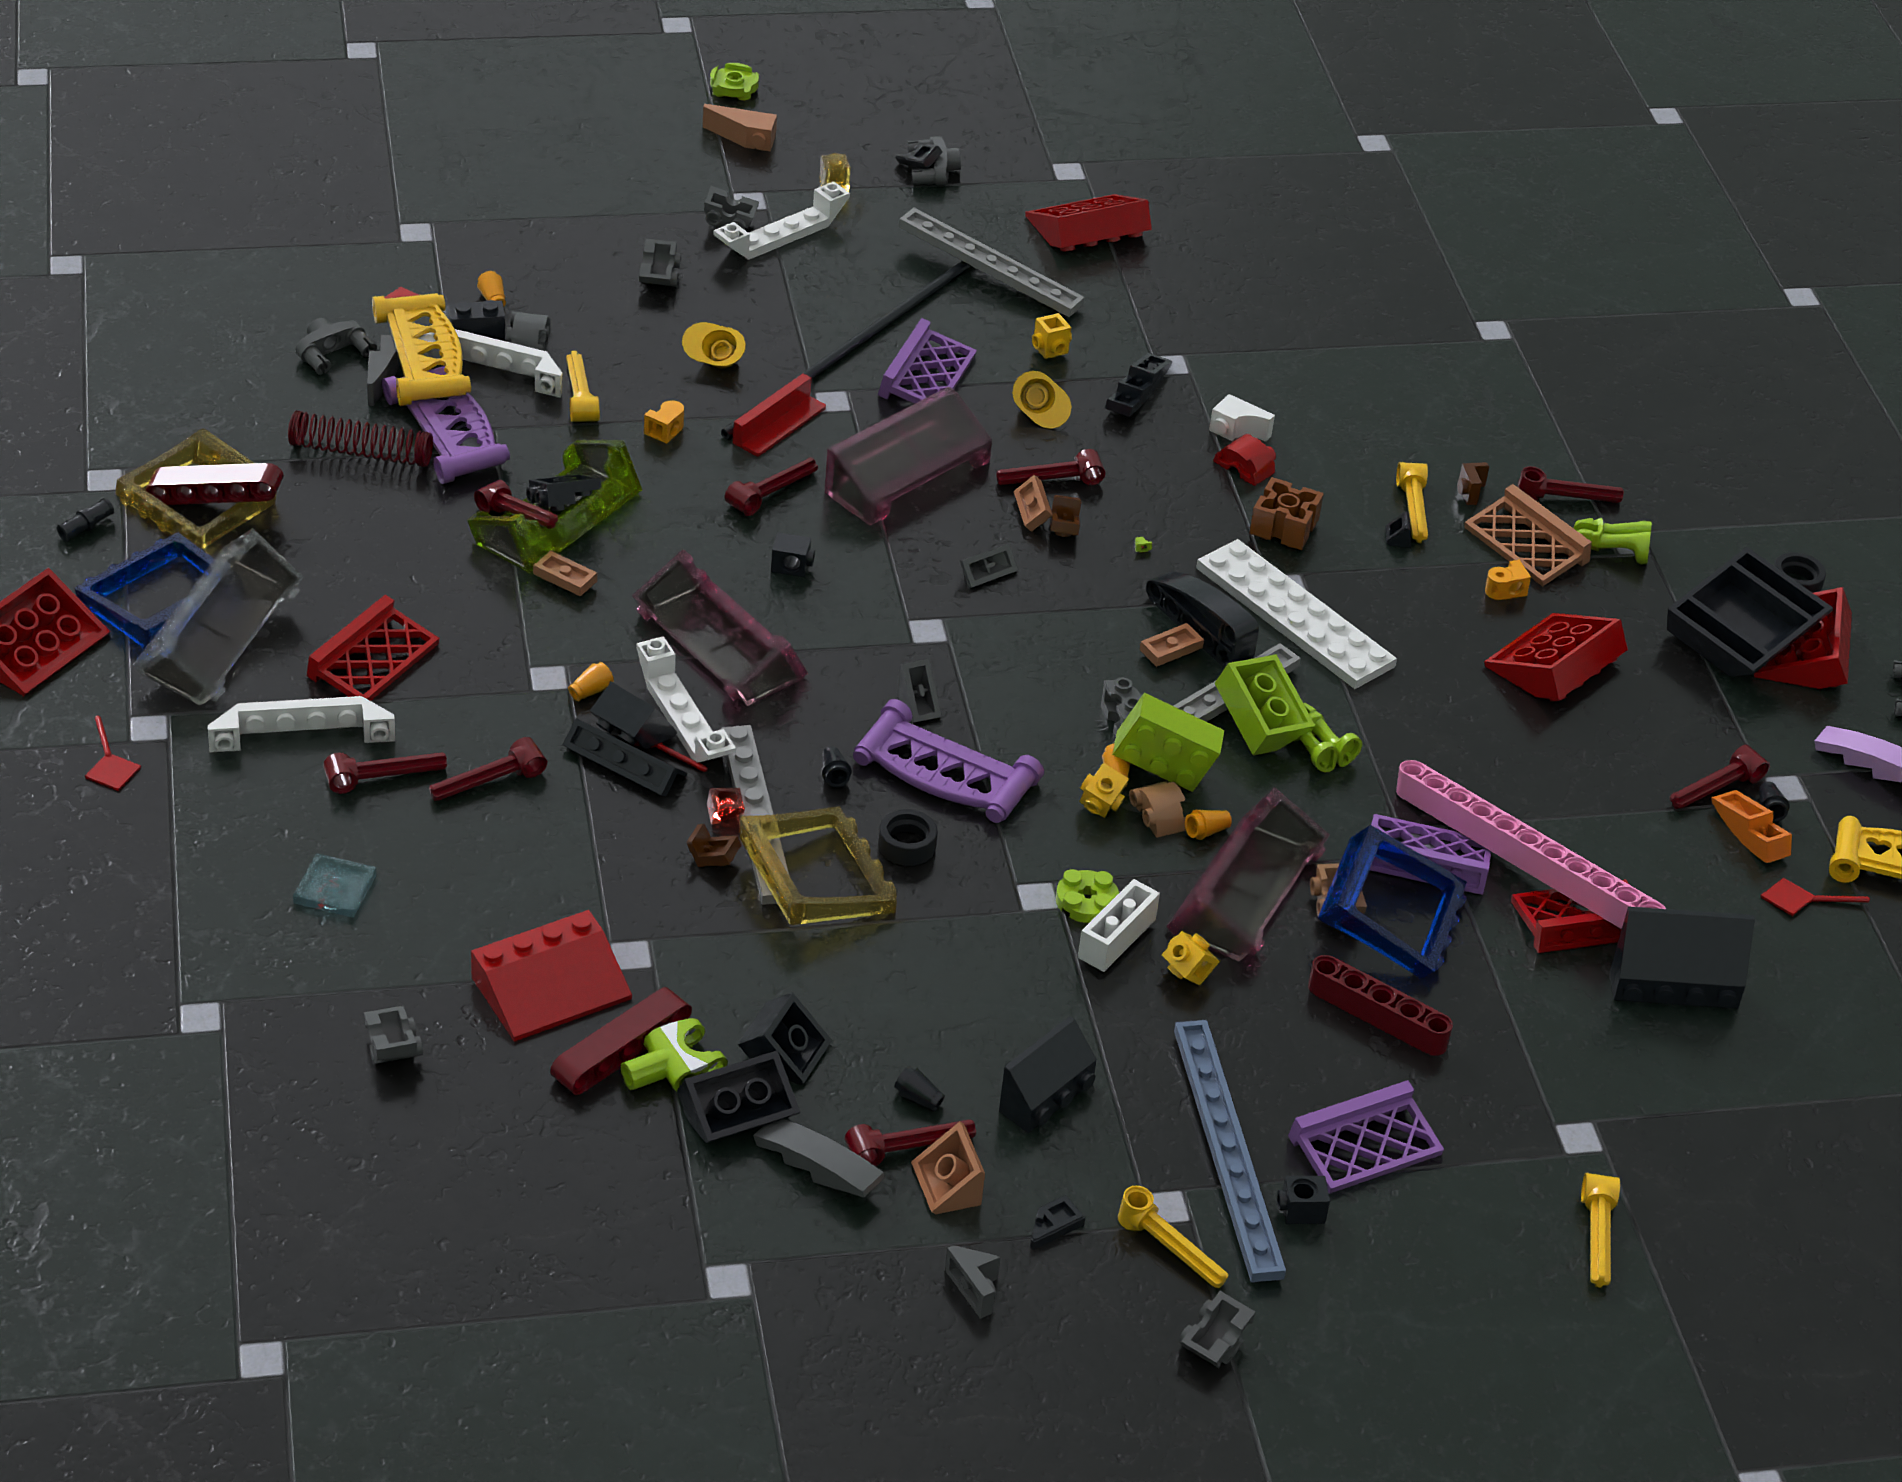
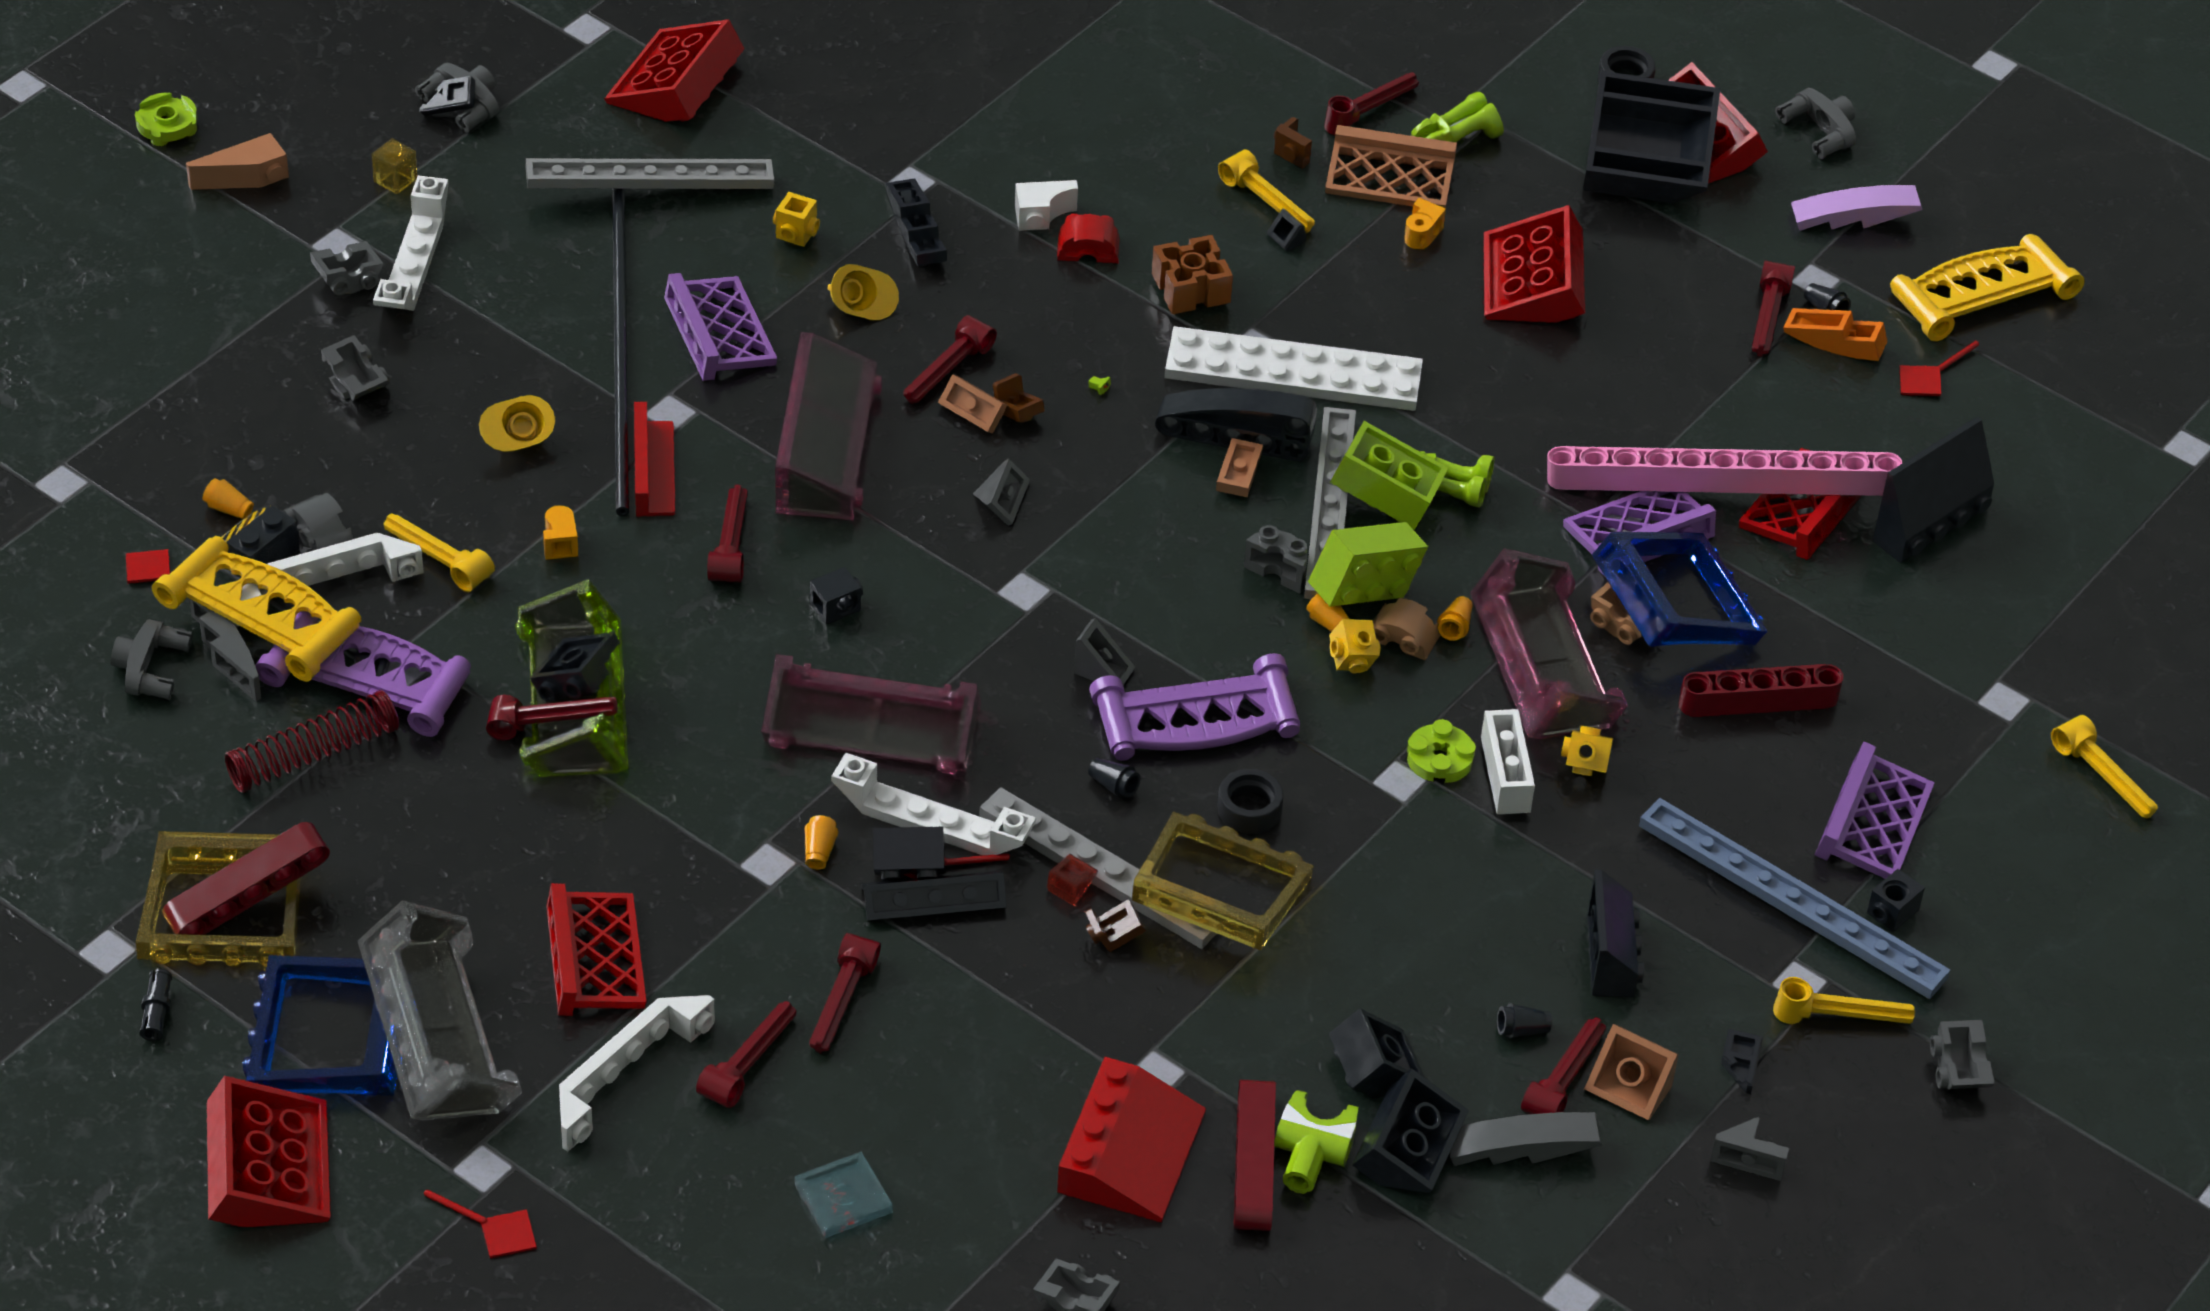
camera: 40 degrees left, 5 degrees up
(565, 573) = (663, 750): nougat plate -> none

